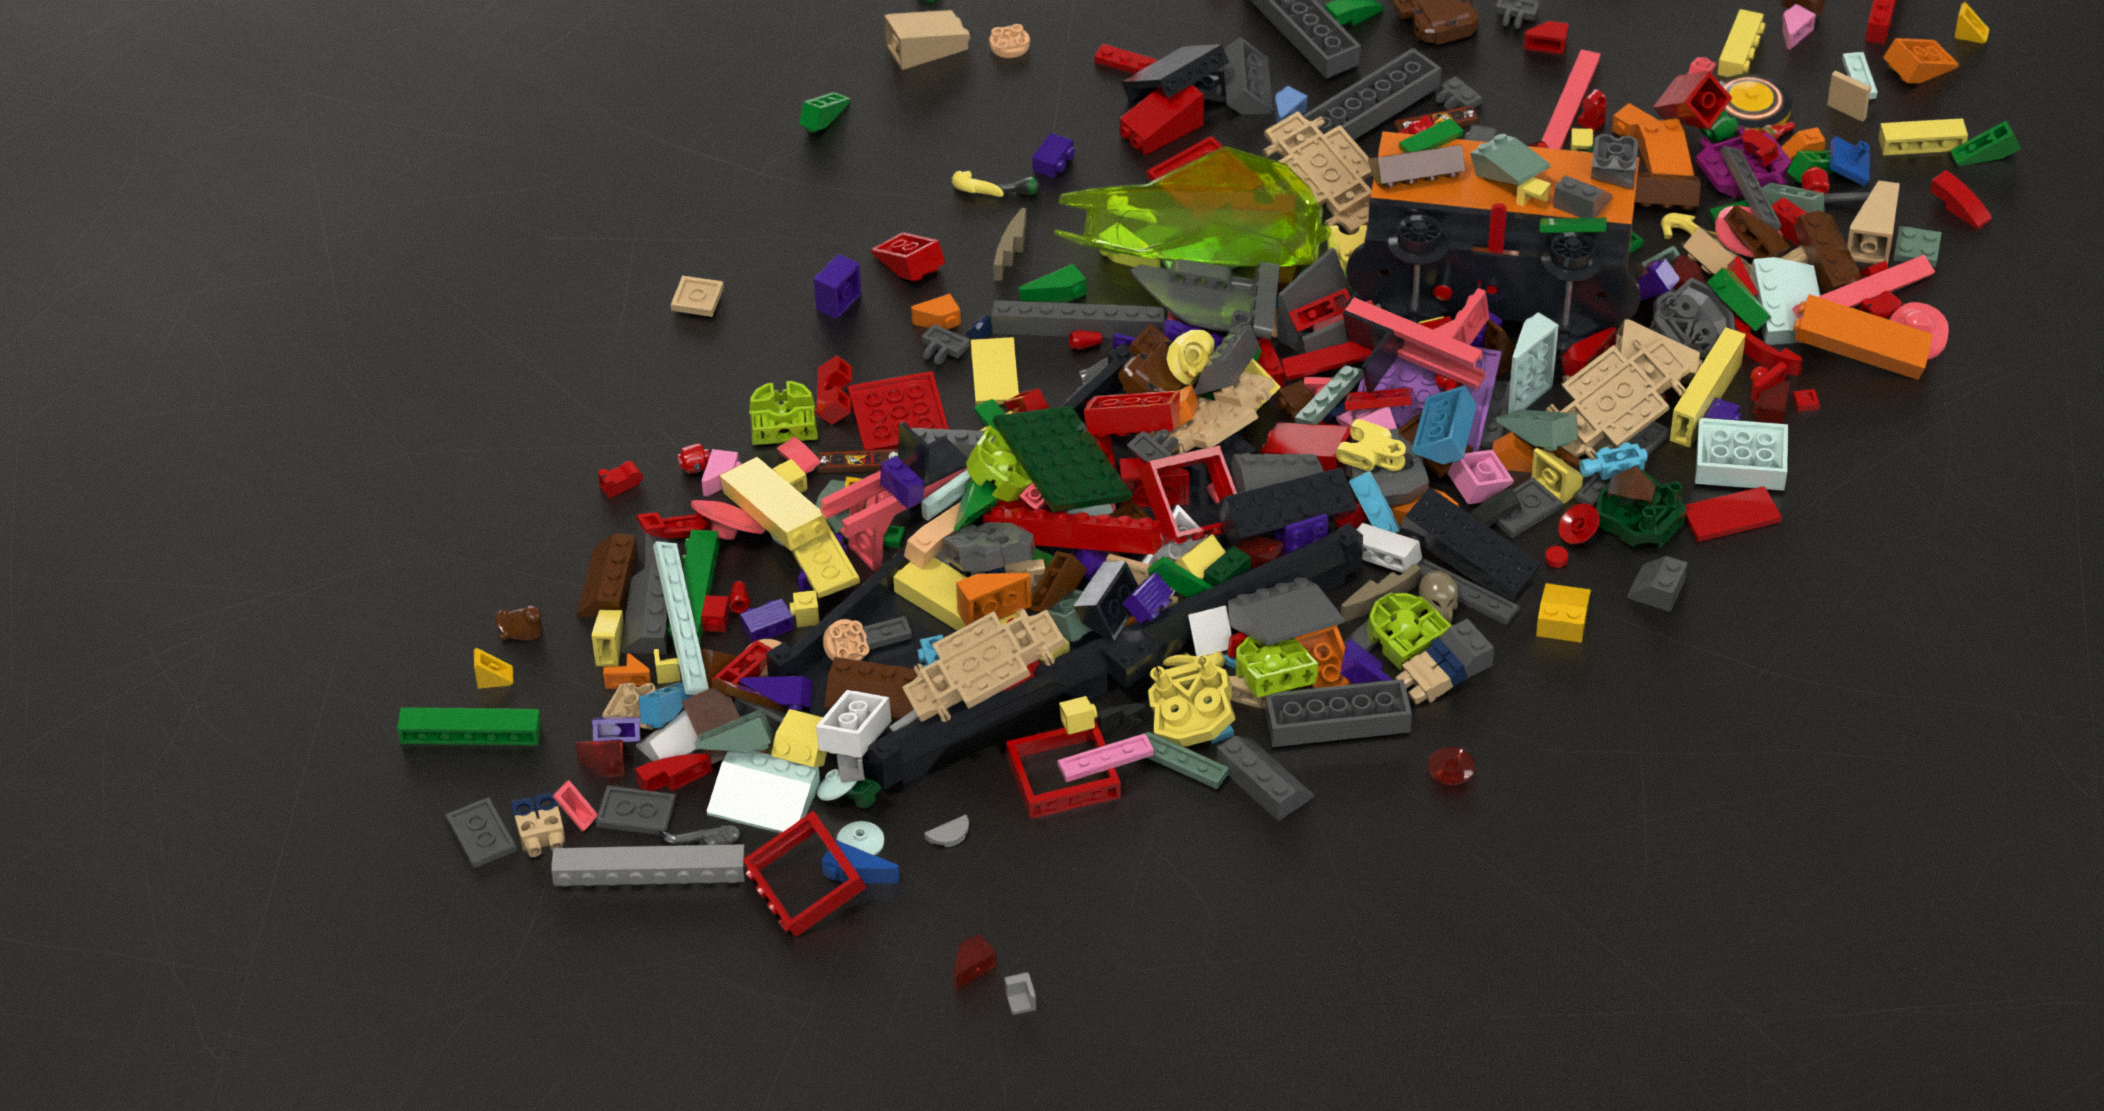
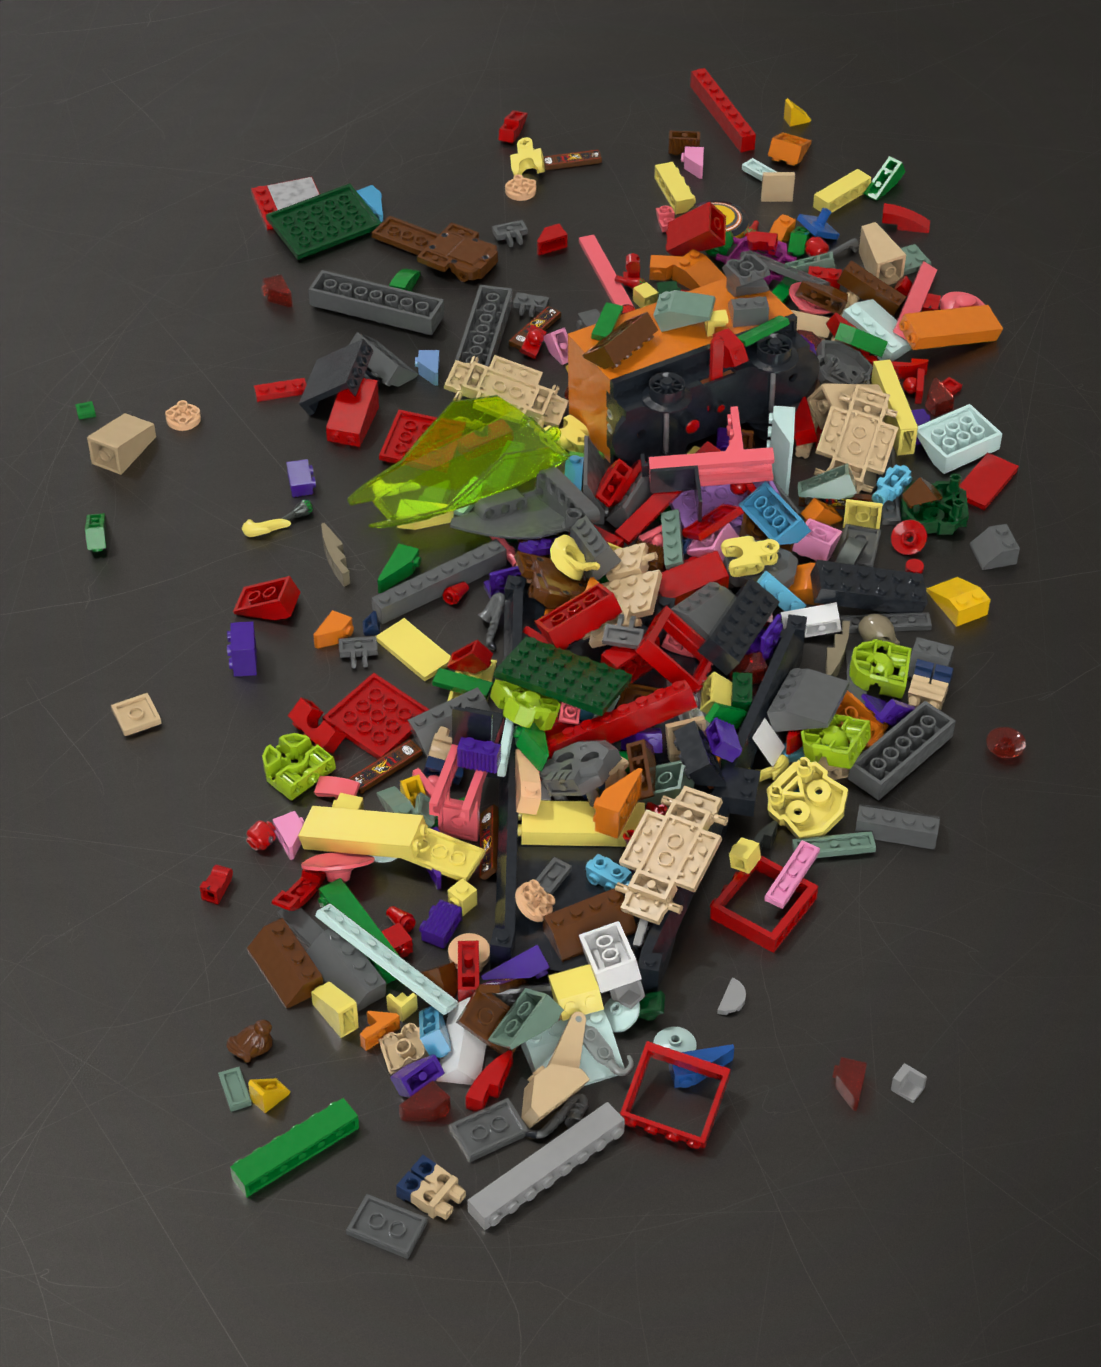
camera: 40 degrees left, 0 degrees up
(465, 660) = (235, 1089): none -> sand green tile
(575, 805) = (446, 1155): coral slope -> none
(713, 804) = (562, 1077): none -> tan slope
(1523, 225) = (733, 349): none -> red slope
(1582, 122) = (630, 282): none -> red piece

